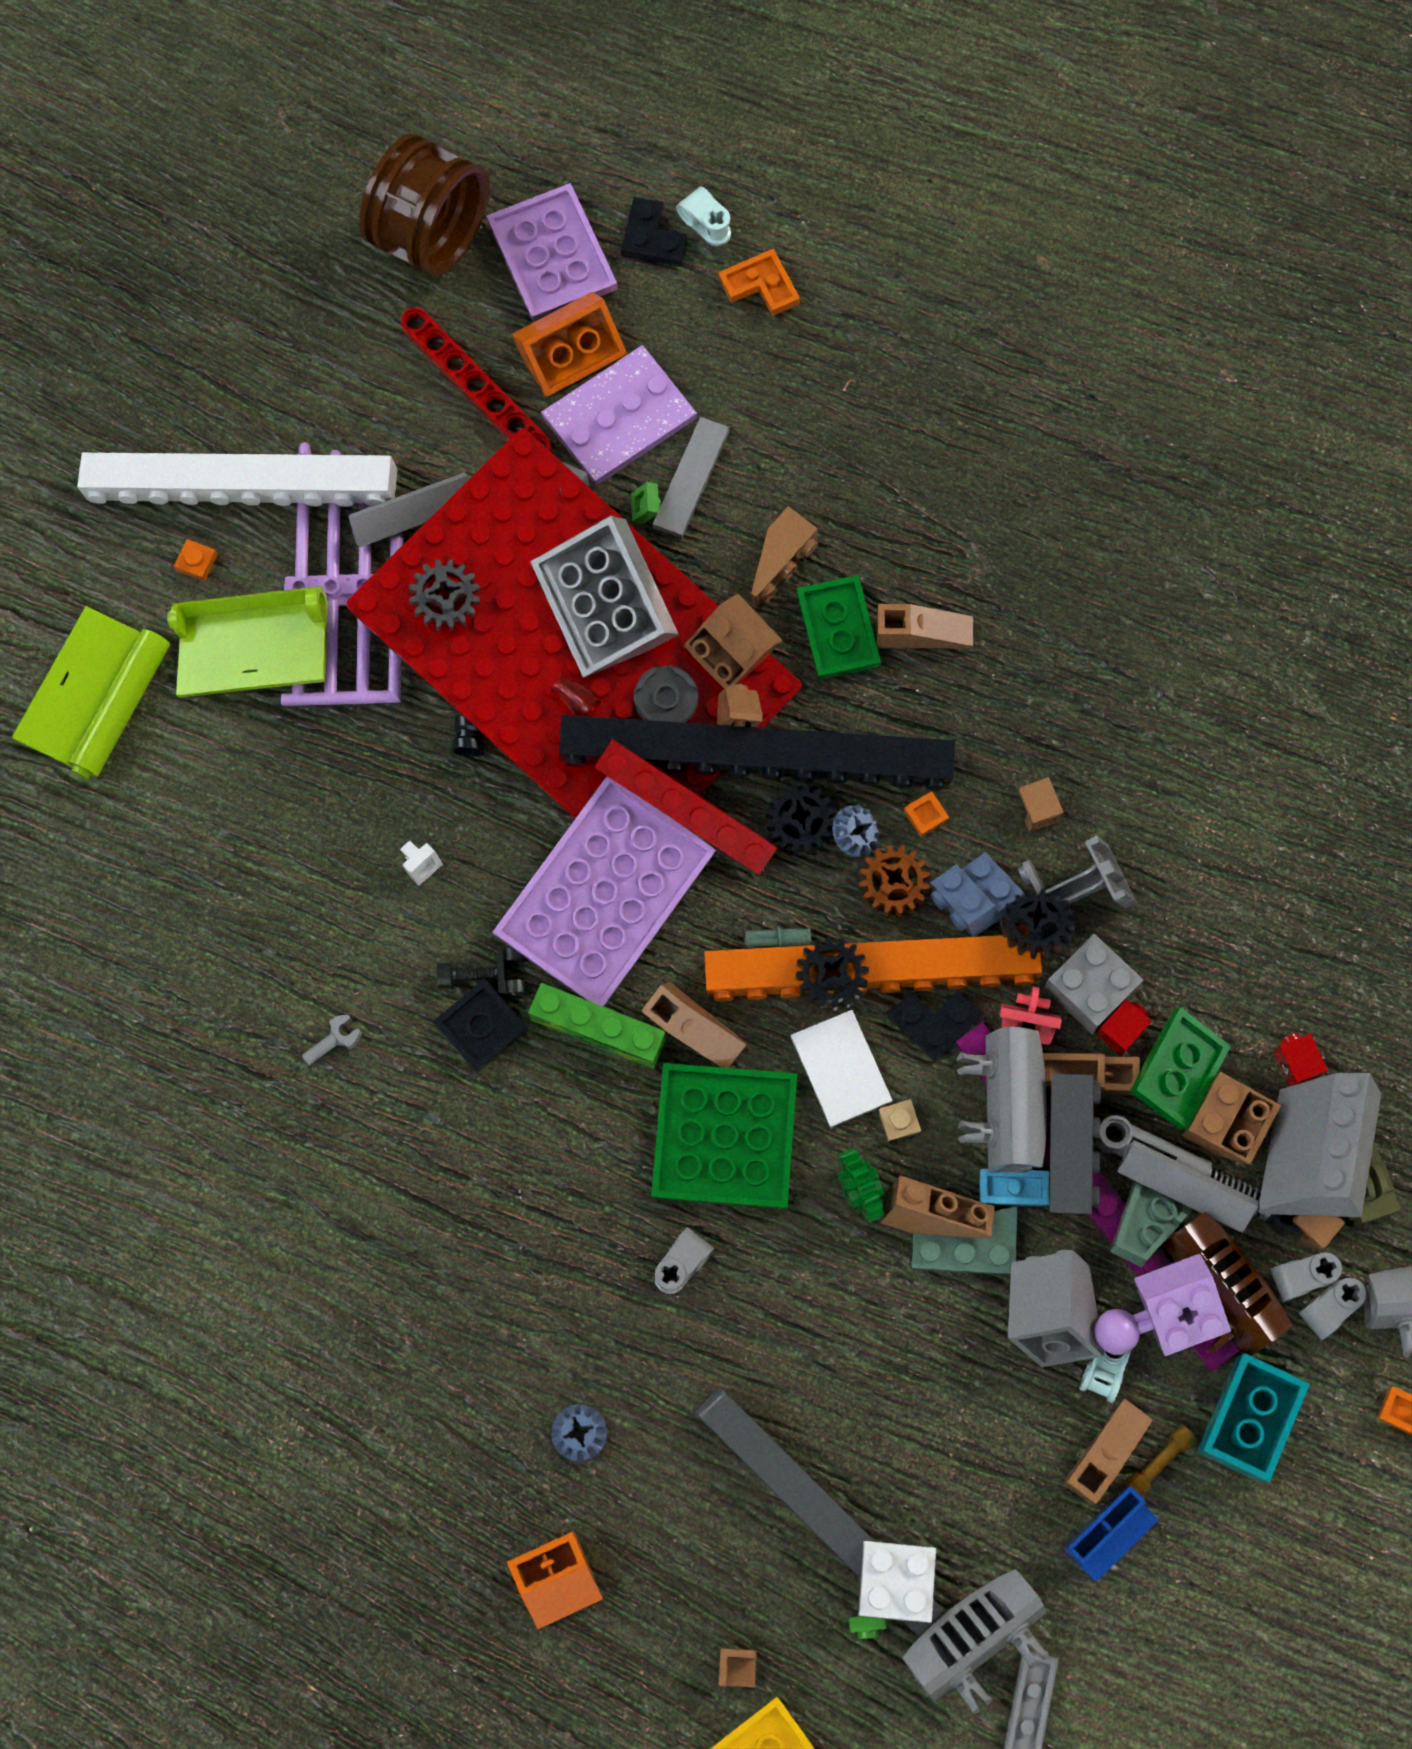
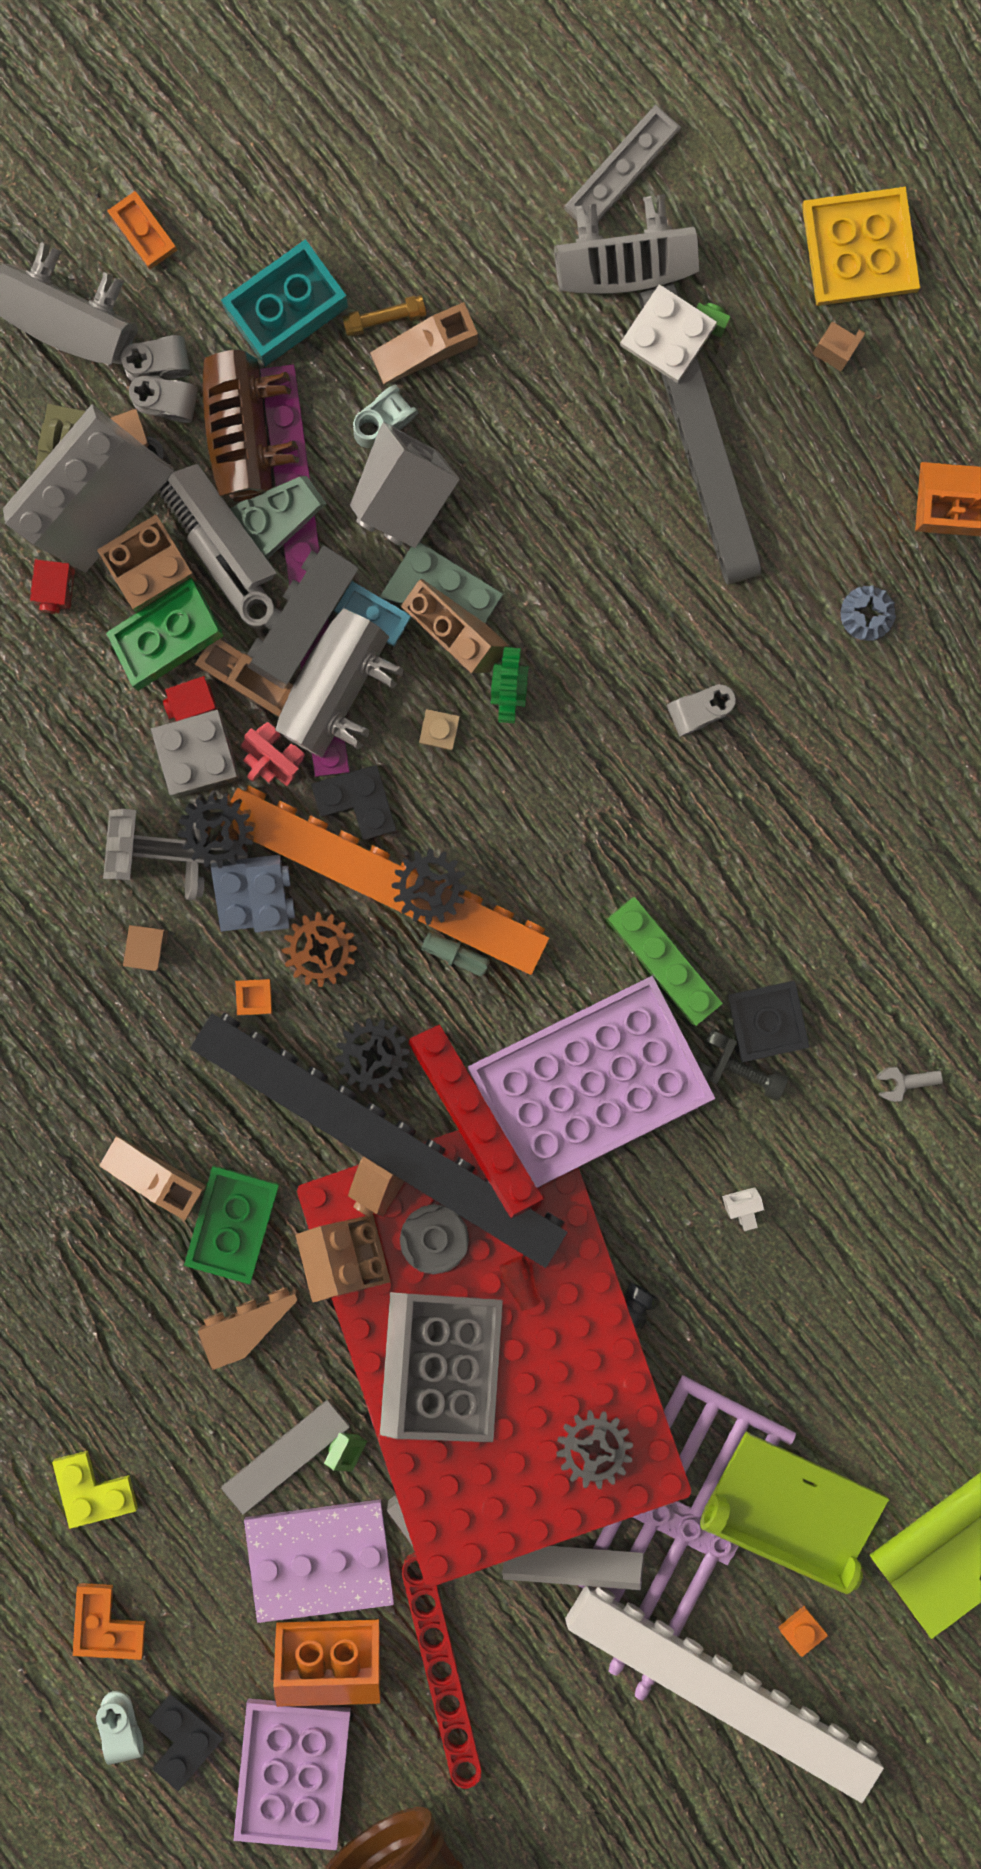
camera: 155 degrees left, 15 degrees up
(693, 1025) = (577, 914): medium nougat slope -> none
(724, 1136) = (602, 800): green plate -> none
(832, 366) = (84, 1499): none -> neon yellow plate
(841, 1069) = (465, 804): white tile -> none
(846, 821) = (336, 1025): sand blue gear -> none
(1110, 1533) = (462, 279): blue piece -> none
(1178, 1306) = (296, 420): lavender brick -> none

